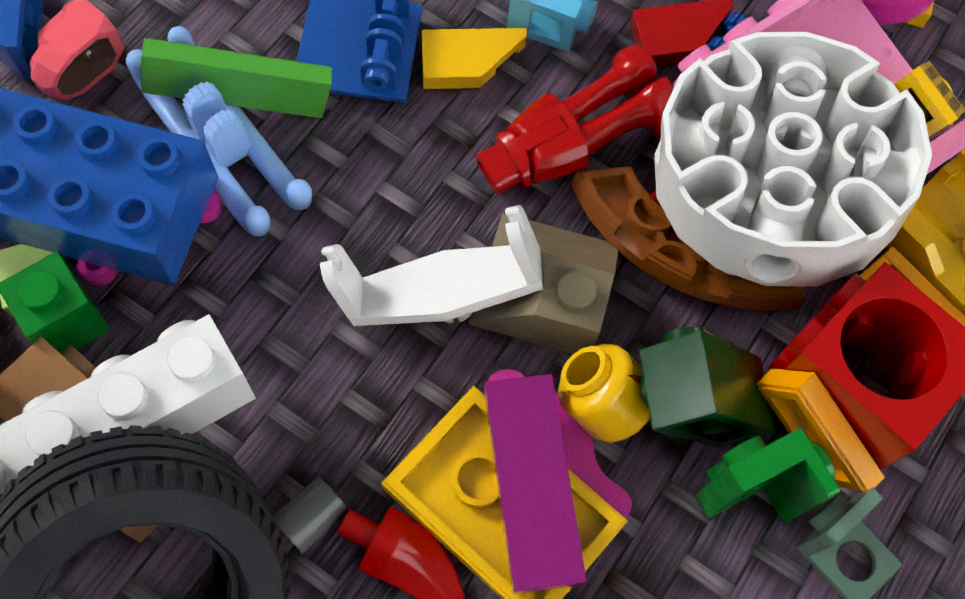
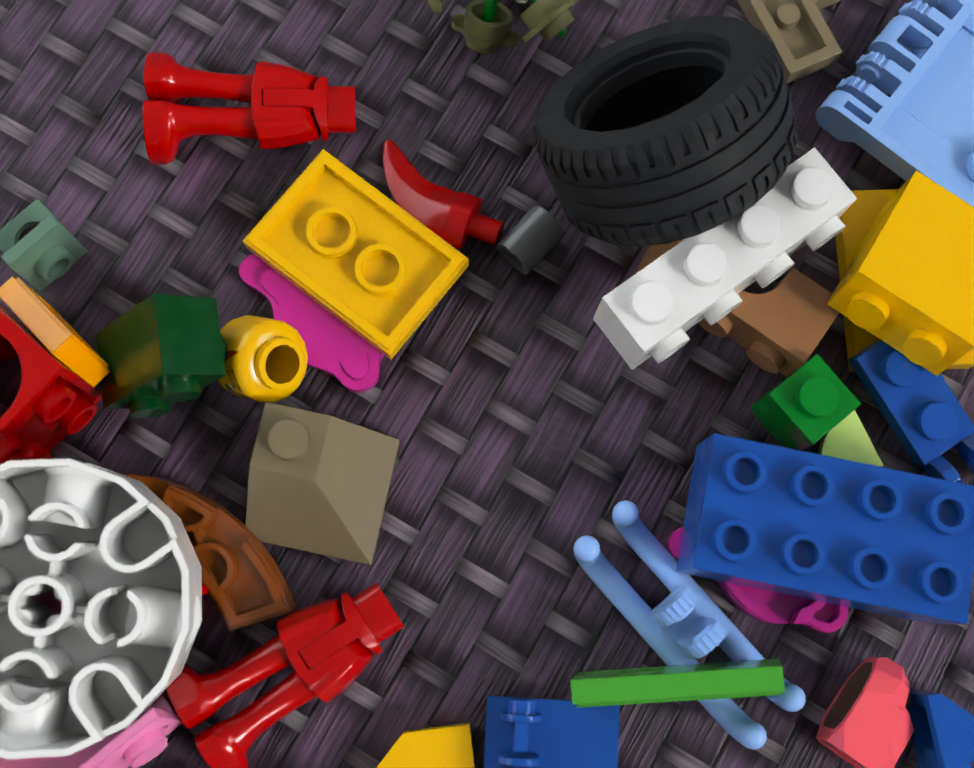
camera: 175 degrees right, 10 degrees up
(439, 284) = (432, 458): white piece -> none
(533, 485) = (329, 261): magenta tile -> none
(789, 470) = (110, 277): green bracket -> none

